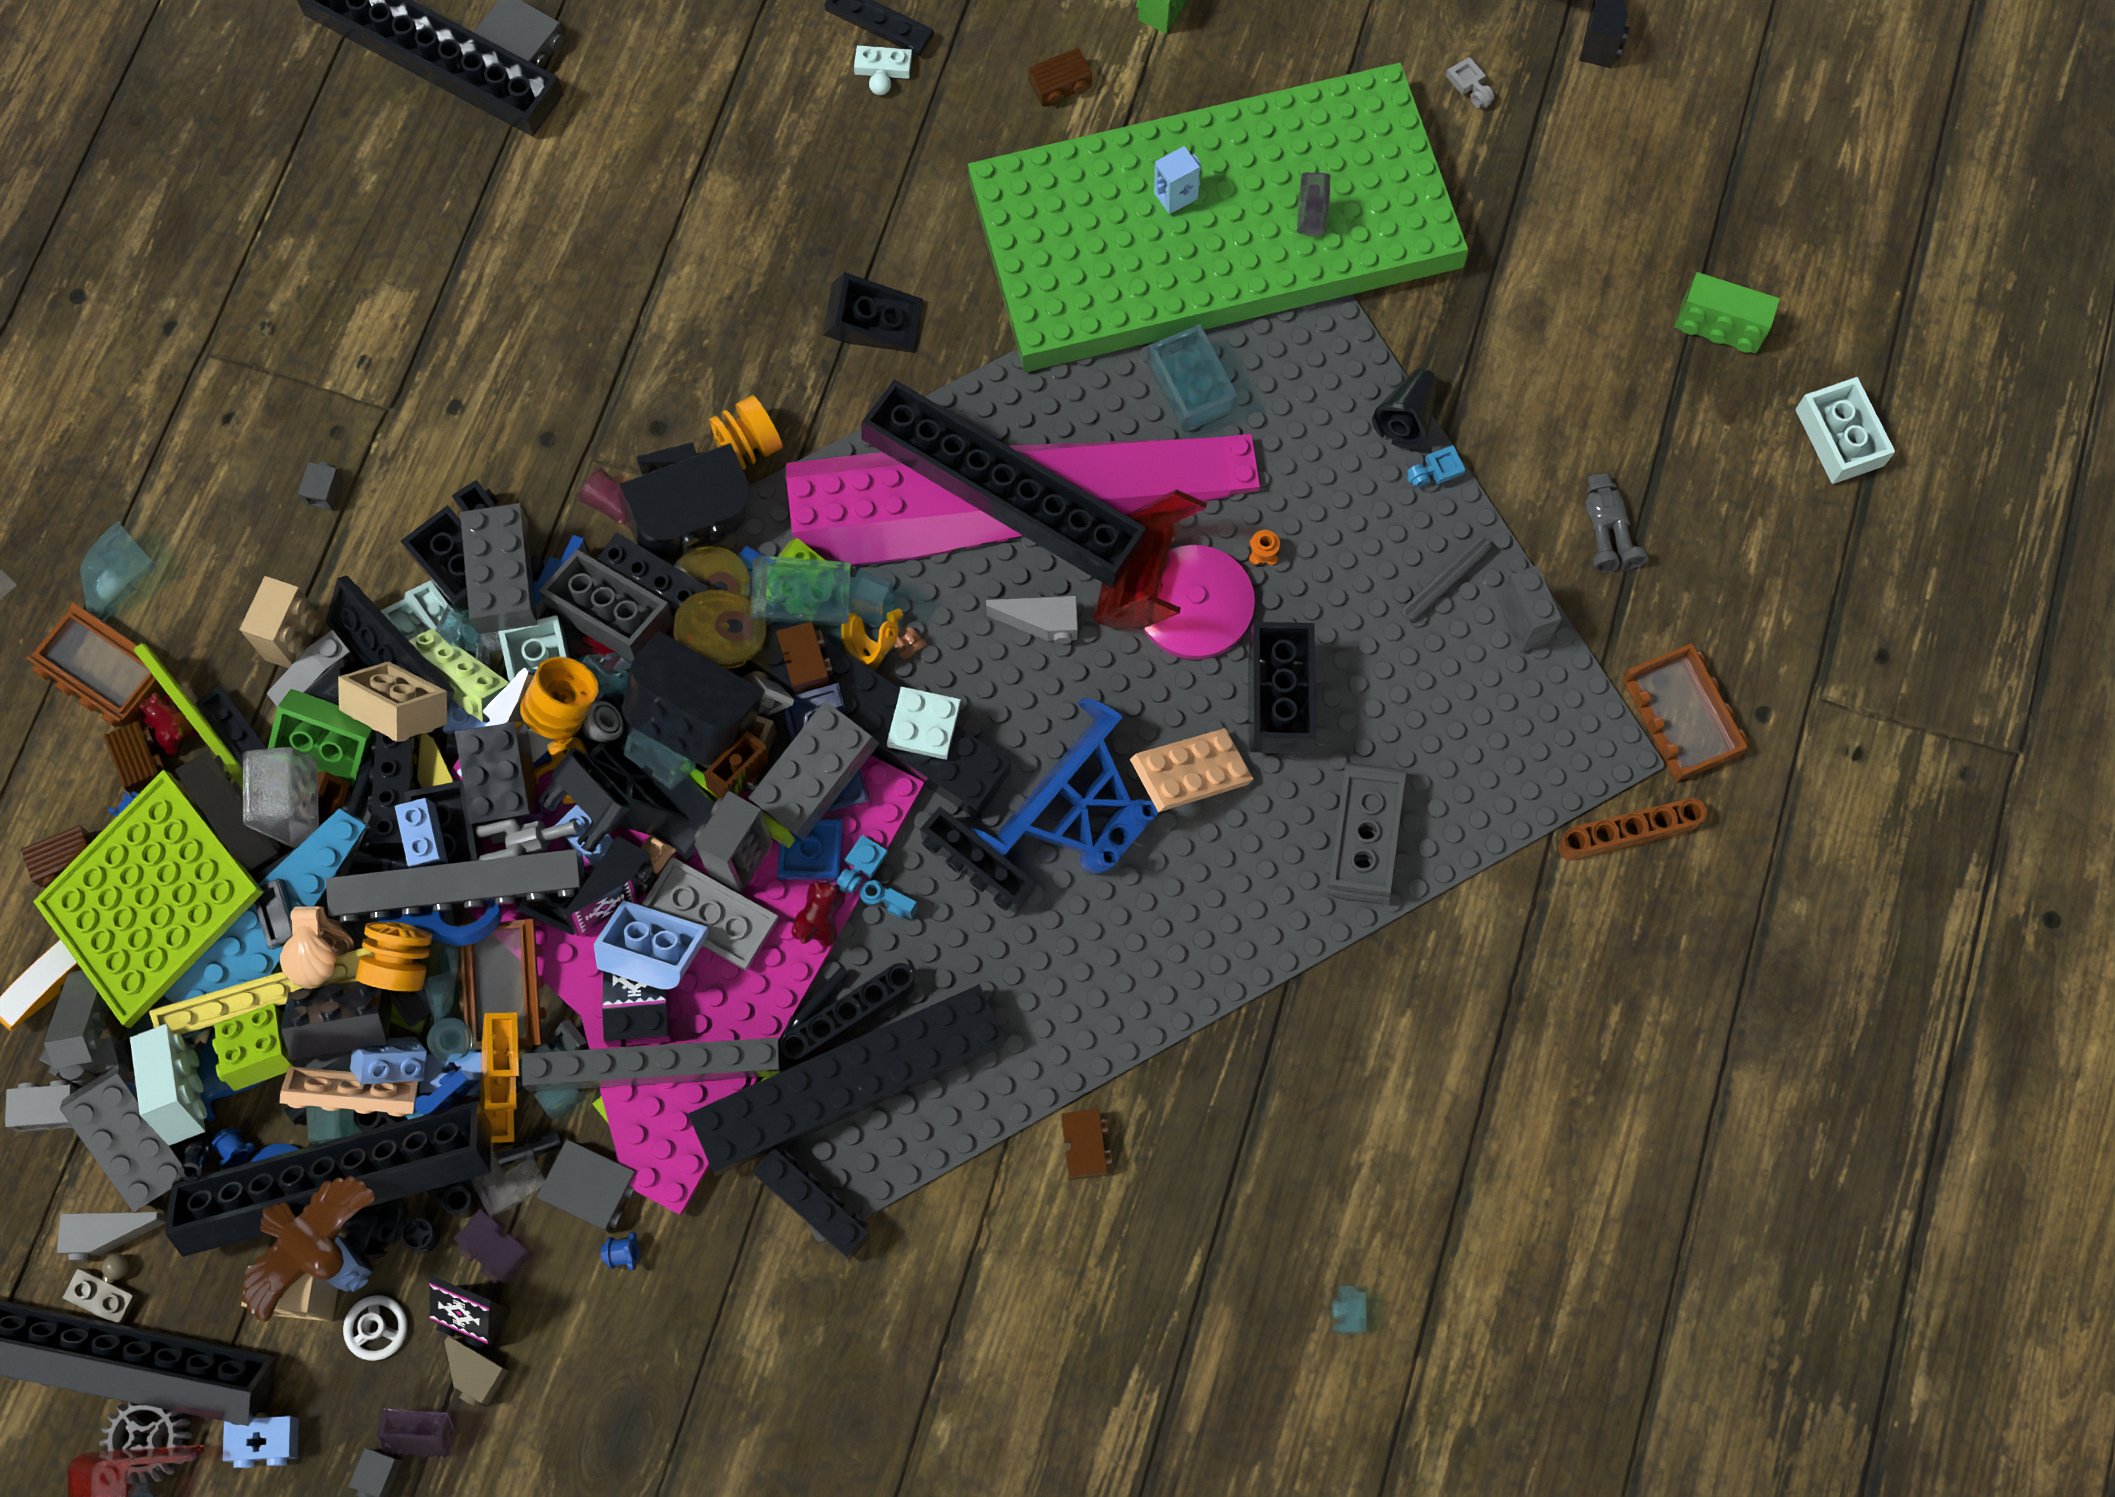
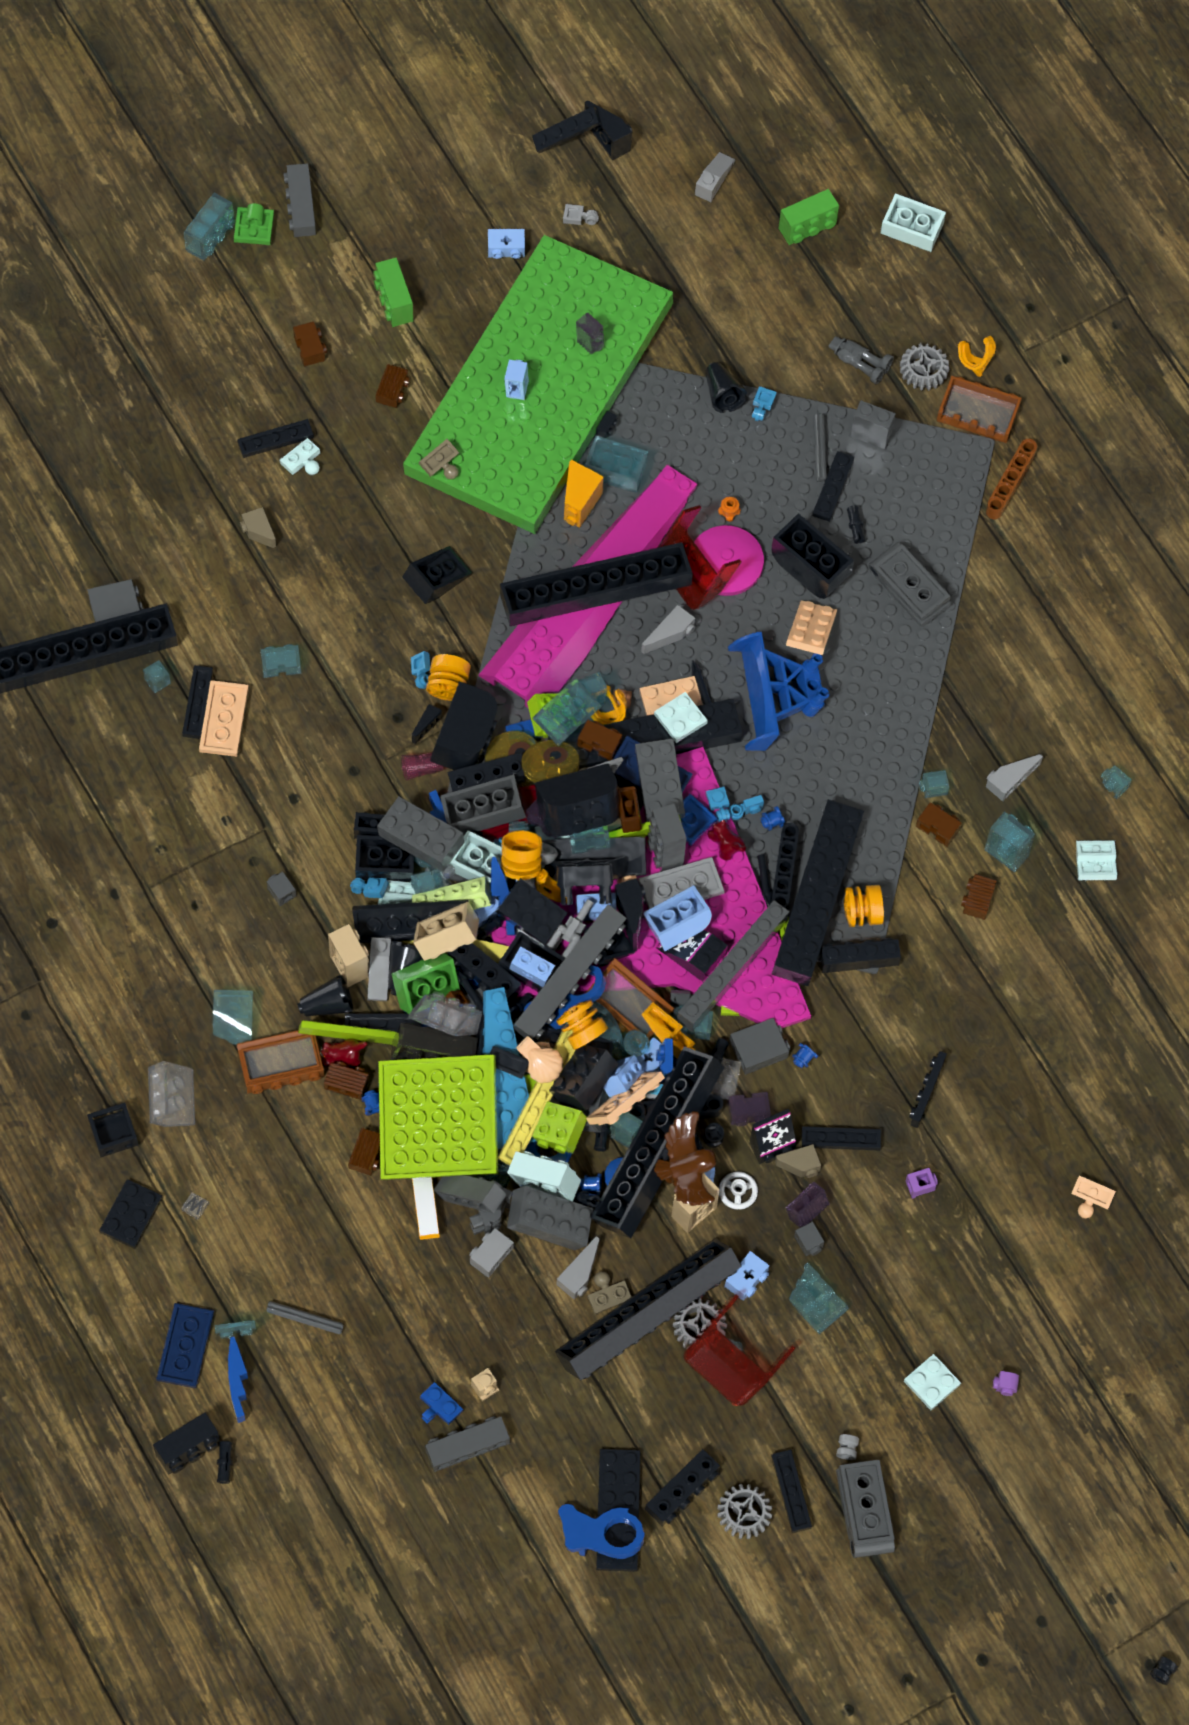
camera: 50 degrees left, 5 degrees down
(220, 653) = (327, 999): none -> black cone
(406, 579) = (373, 889): none -> dark azure plate
(469, 145) = (156, 676): none -> clear light blue brick
(478, 212) = (197, 702): none -> black plate
(483, 254) = (223, 718): none -> light nougat plate
(550, 1394) = (841, 1138): none -> black plate
(603, 245) = (280, 660): none -> clear light blue brick
(696, 1448) = (924, 1096): none -> black plate
(741, 390) = (420, 664): none -> dark azure plate
(753, 91) = (258, 528): none -> dark tan slope
(873, 1146) = (865, 905): none -> light orange wheel
(901, 942) = (772, 819): none -> blue brick
(948, 678) = (660, 694): none -> light nougat plate
(977, 859) = (765, 754): black brick -> none
(1002, 190) = (439, 459): none -> dark tan plate
(1016, 693) = (696, 671): none -> black piece
(1032, 1278) = (979, 896): none -> reddish brown brick
(1112, 372) = (582, 493): none -> light orange slope
(1130, 1253) = (1009, 841): none -> clear light blue brick
(1133, 1092) = (934, 784): none -> clear light blue brick
(1220, 1381) = (1096, 860): none -> light aqua slope
(1228, 1175) = (1010, 776): none -> light grey slope
(1236, 328) = (606, 424): none -> black piece
(1356, 40) = (506, 243): none -> light blue brick
(1387, 704) = (856, 524): none -> black pin
(1411, 636) = (833, 486): none -> black plate
(1670, 174) = (713, 176): none -> light grey slope
(1687, 584) = (916, 372): none -> light grey gear
(1738, 642) = (980, 363): none -> light orange helmet

